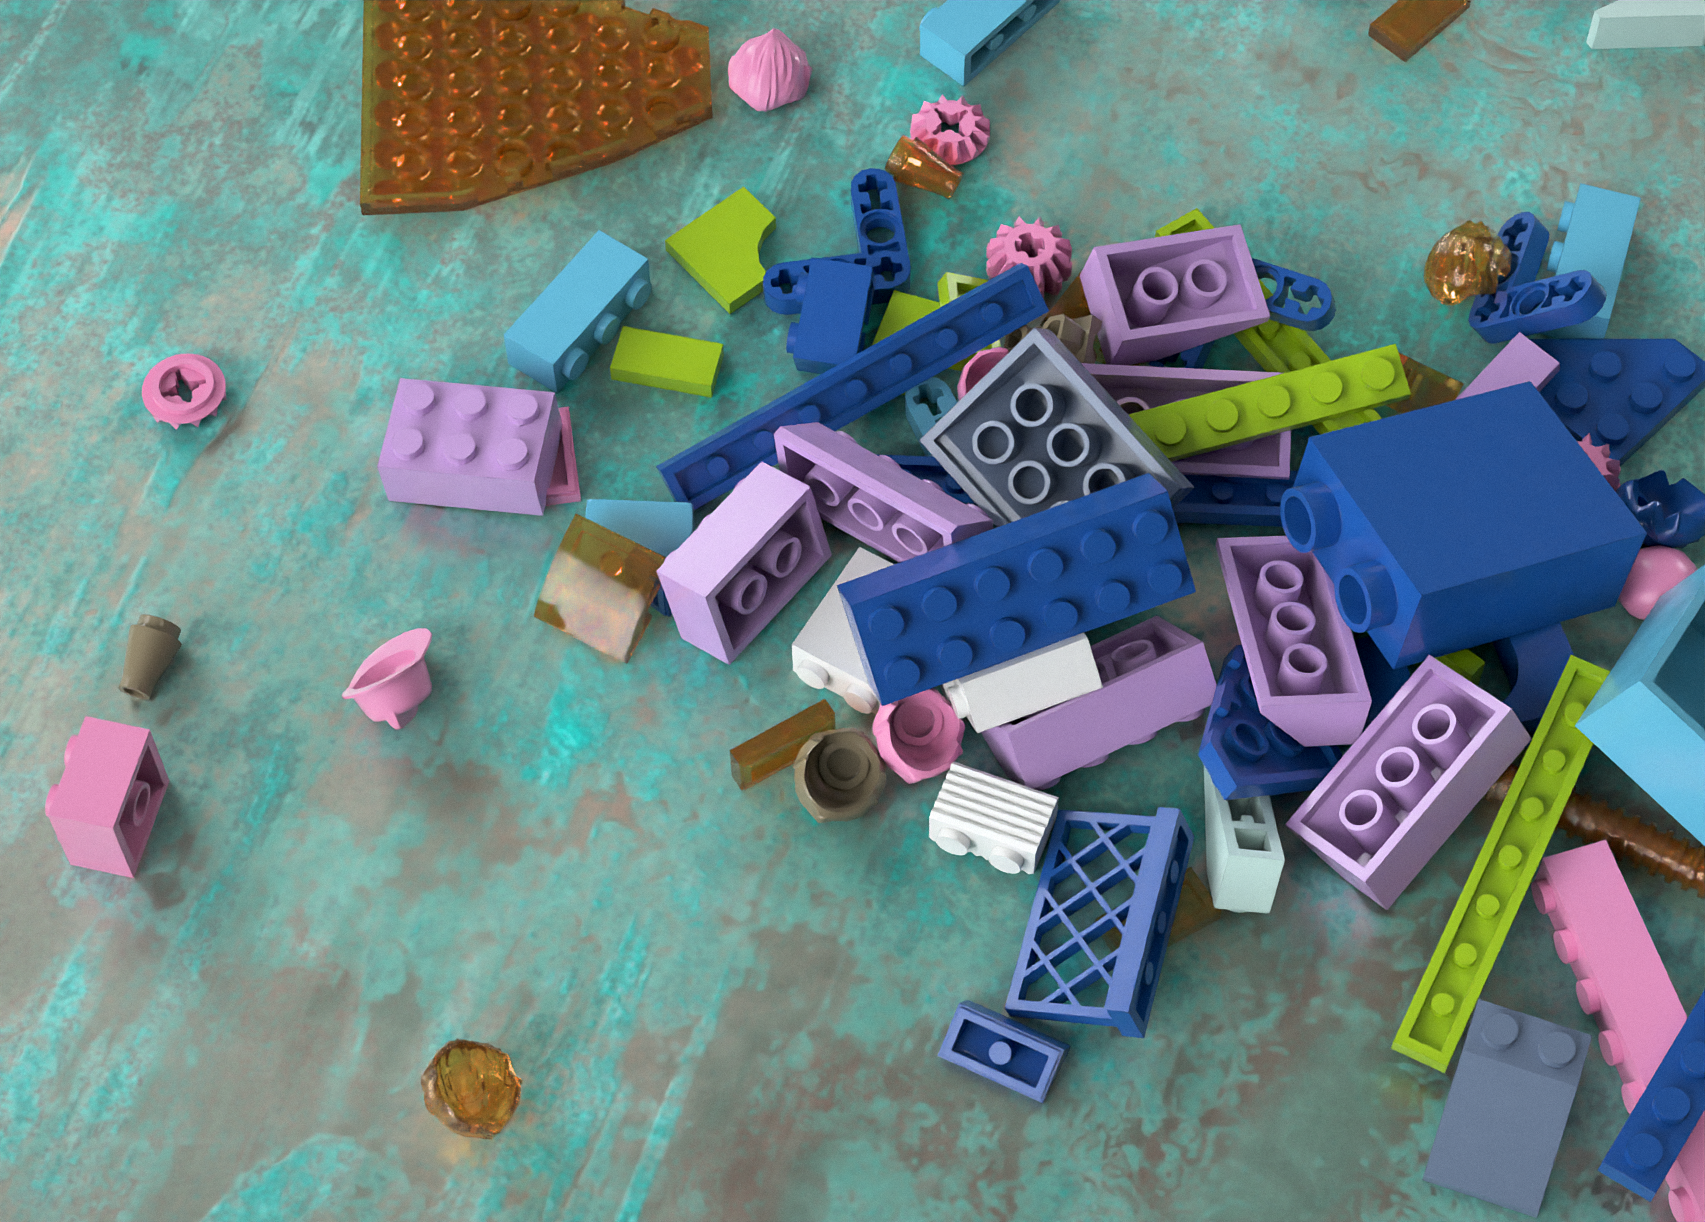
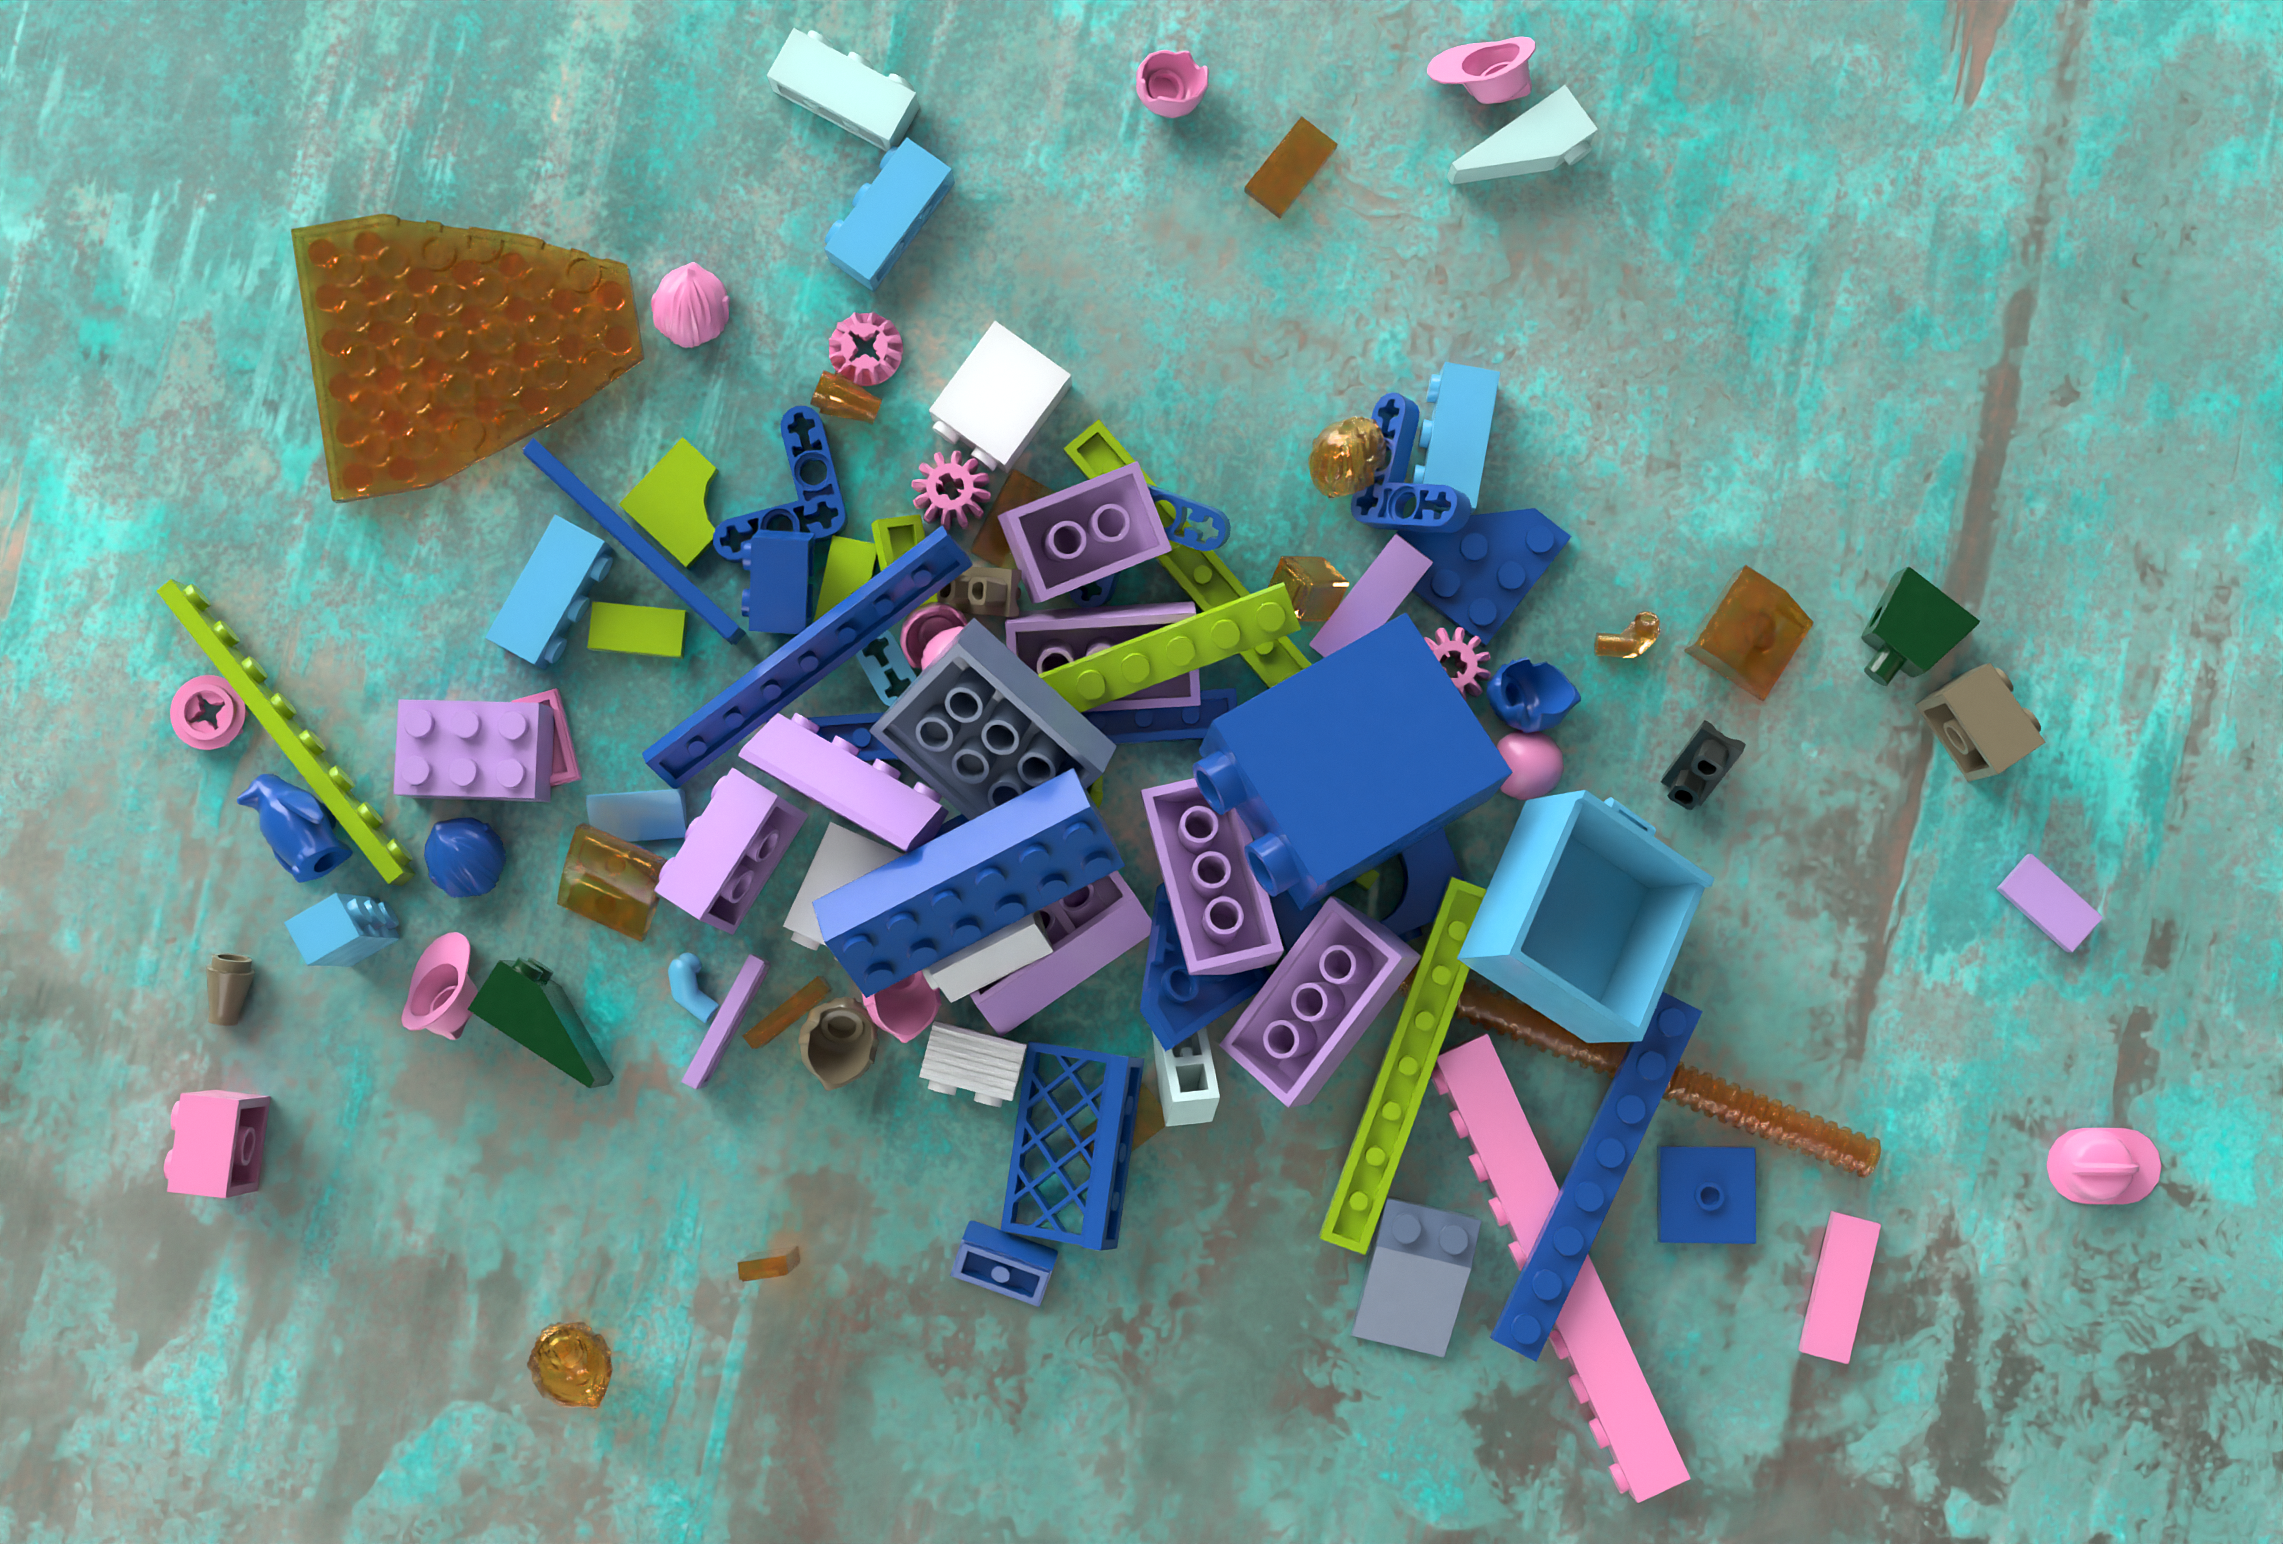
camera: 10 degrees left, 25 degrees up
(260, 501) = (296, 827): none -> blue animal
(279, 428) = (277, 716): none -> lime plate
(301, 583) = (343, 930): none -> medium azure brick
(439, 553) = (464, 857): none -> blue hair
(490, 704) = (539, 1016): none -> dark green slope
(666, 712) = (685, 990): none -> medium azure arm
(680, 276) = (633, 542): none -> blue tile
(710, 747) = (726, 1022): none -> lavender tile
(727, 993) = (768, 1263): none -> clear orange tile
(1092, 180) = (999, 398): none -> white brick

